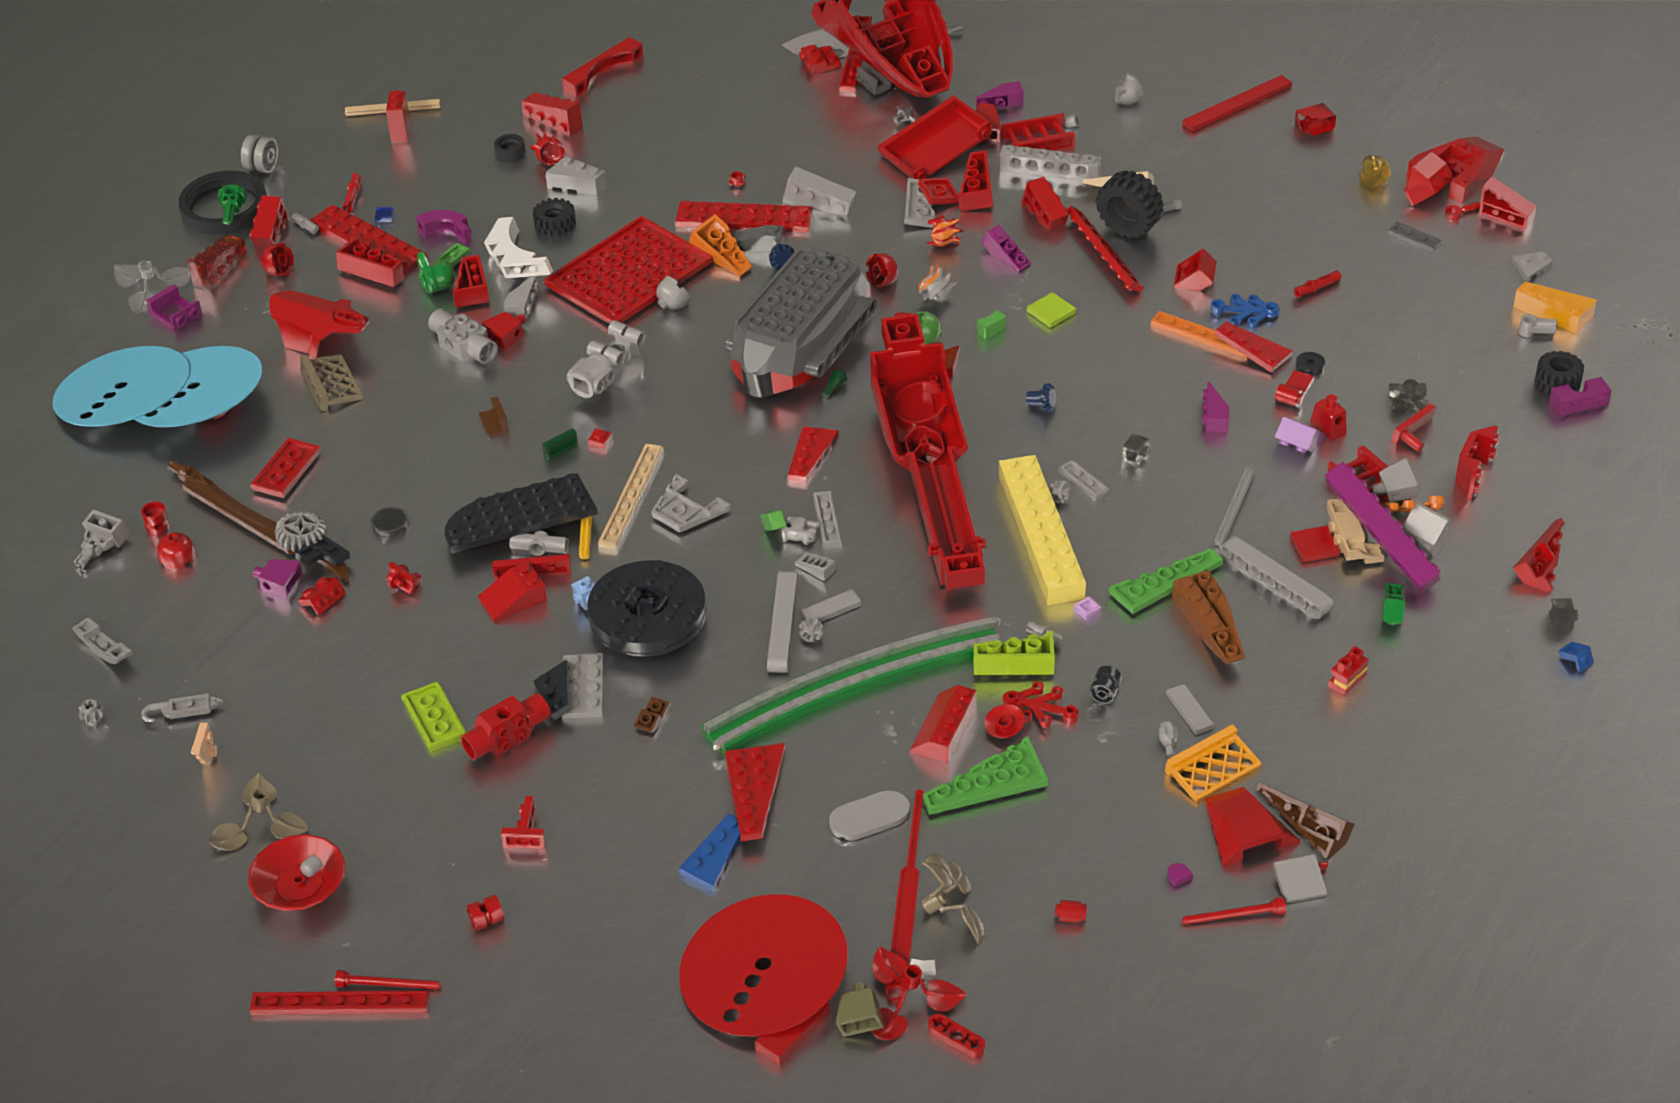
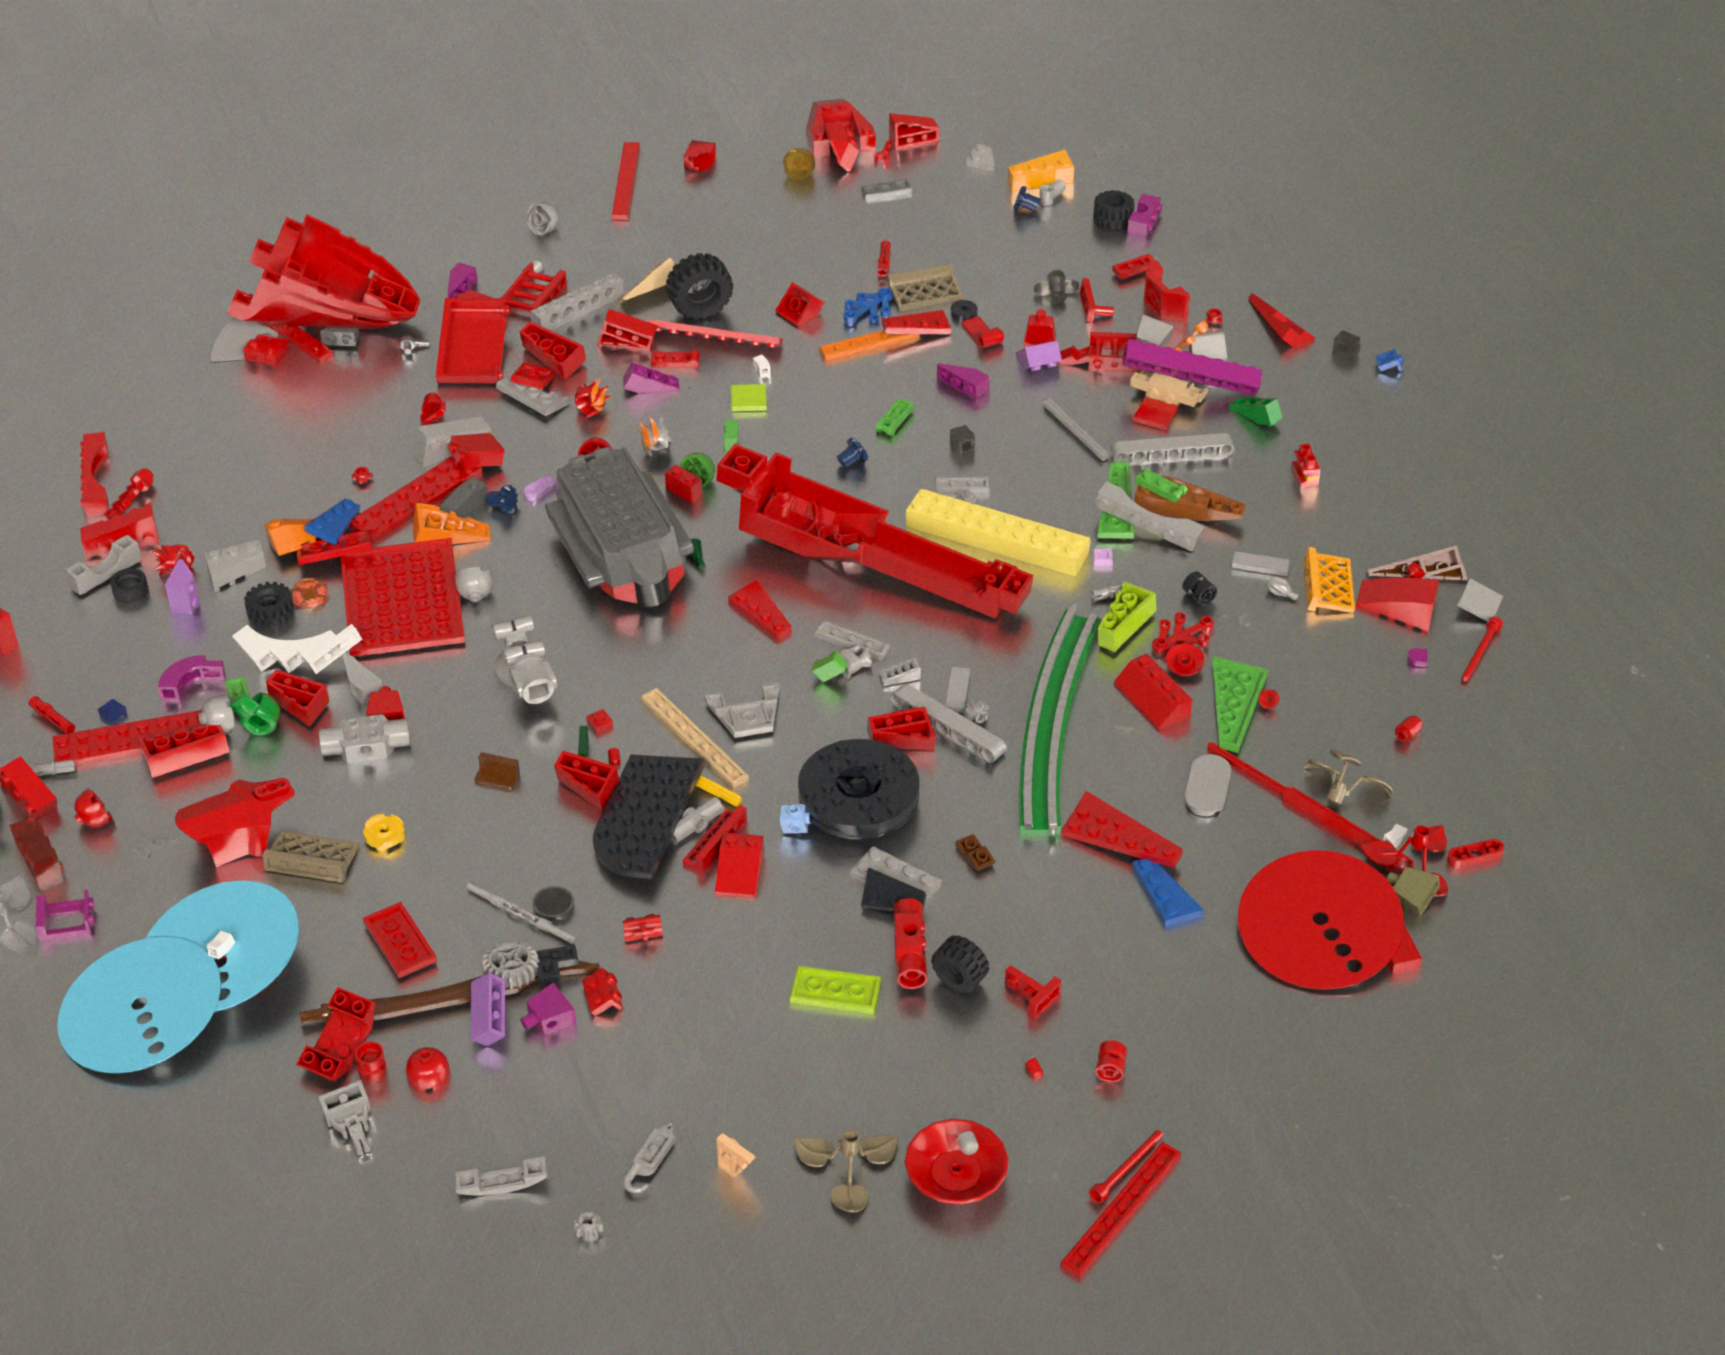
camera: 55 degrees left, 0 degrees up
(169, 492) = (344, 1032): none -> red slope
(189, 384) = (220, 945): none -> white piece
(245, 544) = (487, 1009): none -> medium lavender brick
(364, 527) = (542, 923): none -> light grey piece
(376, 403) = (384, 840): none -> yellow plate
(408, 255) = (216, 713): none -> light grey cylinder
(447, 873) = (1034, 1068): none -> red piece
(493, 124) = (122, 555): none -> light grey arch
(504, 765) = (960, 964): none -> black tyre
(522, 169) = (182, 590): none -> medium lavender slope
(524, 463) = (587, 777): none -> red wedge
(569, 467) = (614, 756): none -> red piece
(589, 229) = (309, 593): none -> clear orange tile
(614, 89) = (140, 482): none -> red sword
(635, 181) = (287, 534): none -> orange wedge
(642, 209) = (324, 550): none -> red tile
(656, 193) = (334, 521): none -> blue wing
(743, 598) = (903, 729): none -> red wedge
(816, 211) = (476, 450): none -> red brick
(844, 166) = (432, 408): none -> red piece
(1013, 799) = (1269, 698): none -> red tile
(1050, 248) = (675, 359): none -> red plate
(1097, 295) = (762, 365): none -> white piece
(1121, 397) = (894, 417): none -> bright green plate
(1167, 637) = (1178, 531): none -> light grey arch
(1196, 587) = (1160, 485): none -> bright green plate
(1286, 813) = (1415, 571): none -> red tile
(1314, 316) = (921, 278): none -> dark tan fence
(1330, 453) = (1073, 356): none -> red slope
(1496, 511) = (1214, 316): none -> red plate
(1500, 316) = (1026, 200): none -> dark blue gear
(1506, 429) = (1133, 266): none -> red plate

